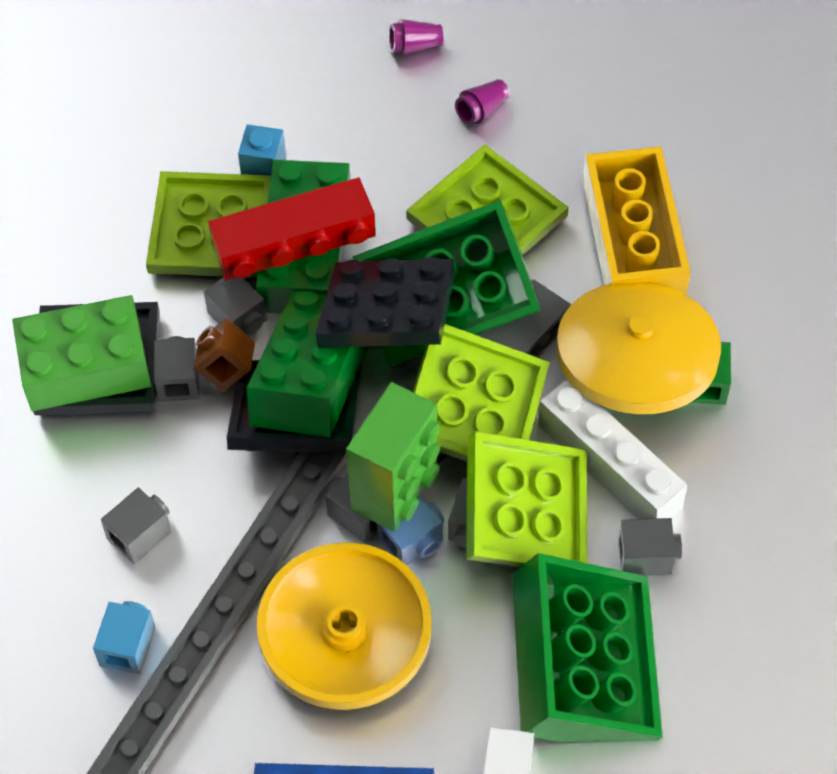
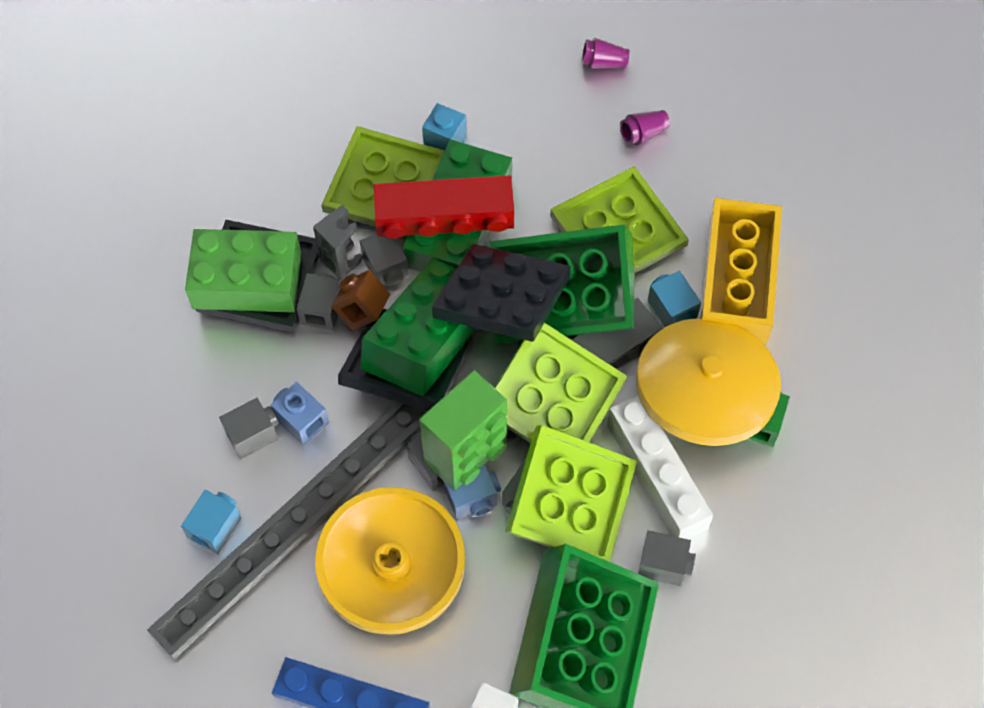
camera: 15 degrees right, 5 degrees up
(175, 300) = (334, 240): none -> dark grey hinge
(190, 494) = (299, 412): none -> medium blue brick
(571, 272) = (673, 299): none -> dark azure brick

